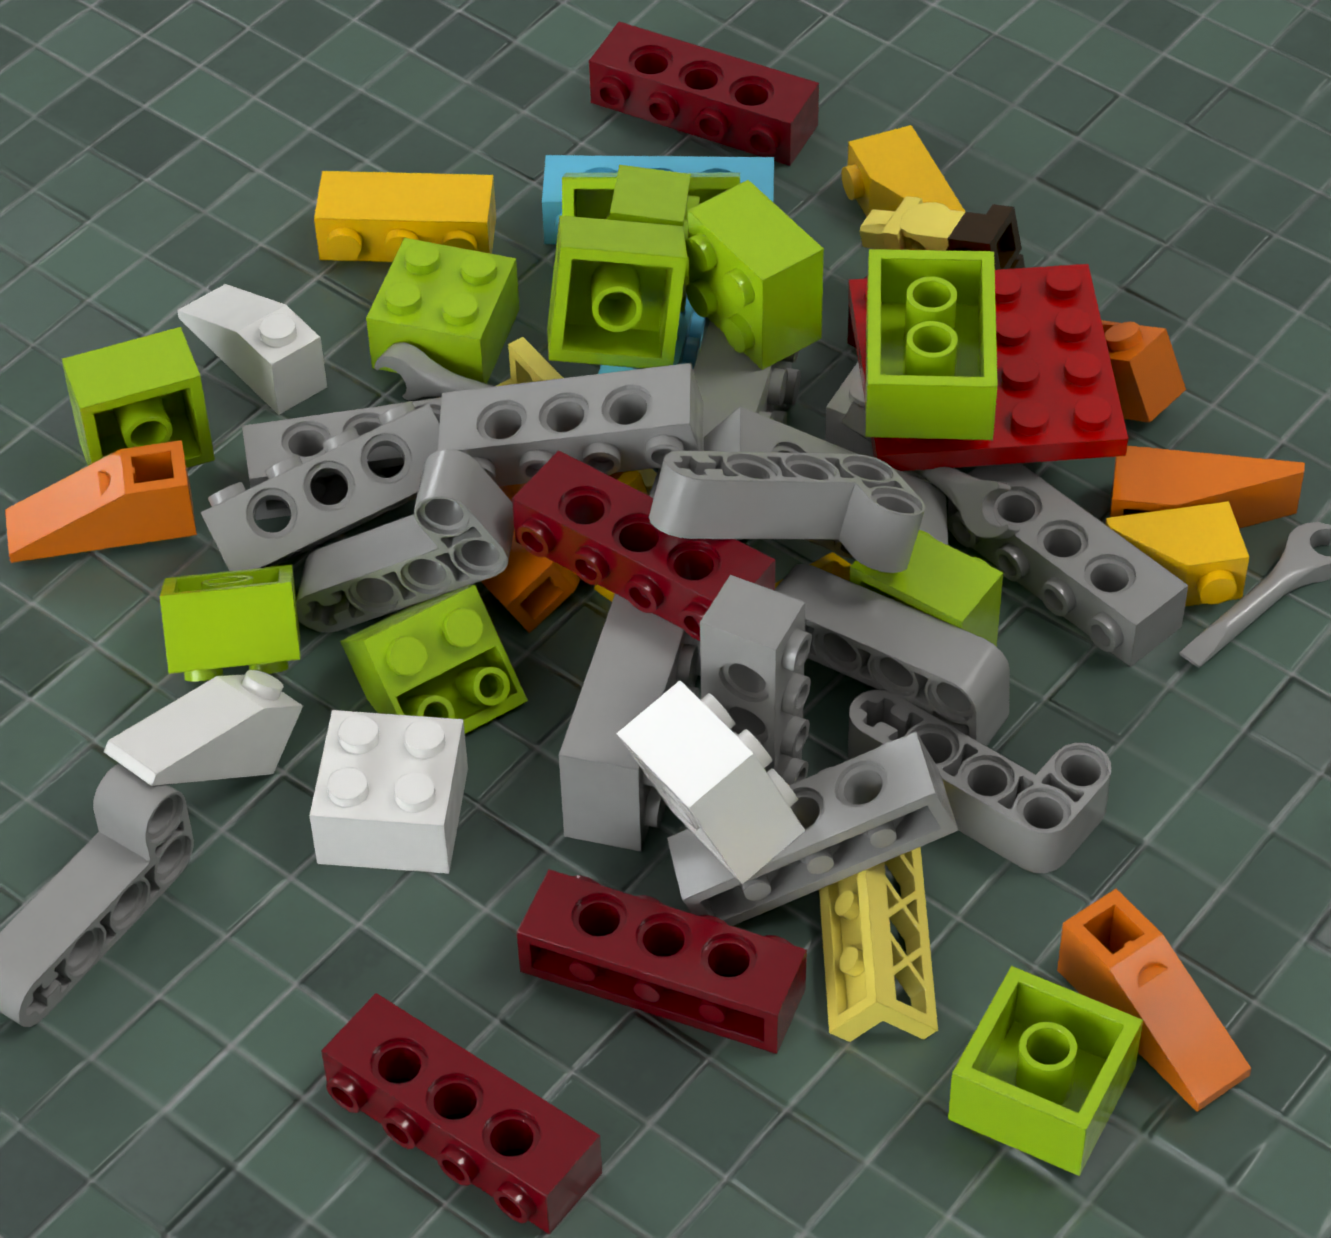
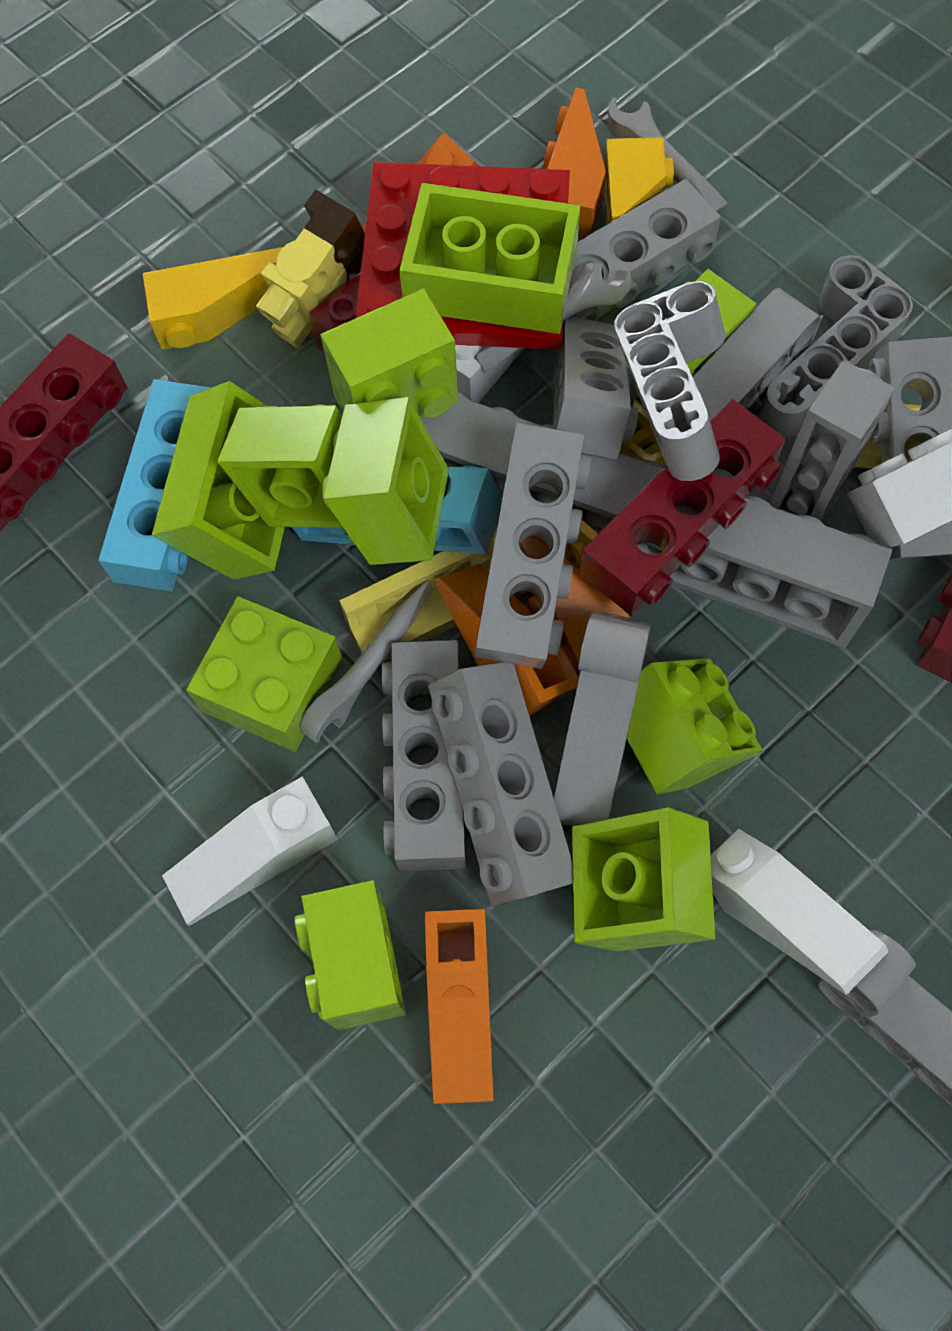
camera: 80 degrees left, 20 degrees up
(372, 212) = (128, 699): yellow brick -> none
(389, 791) = (824, 768): white brick -> none

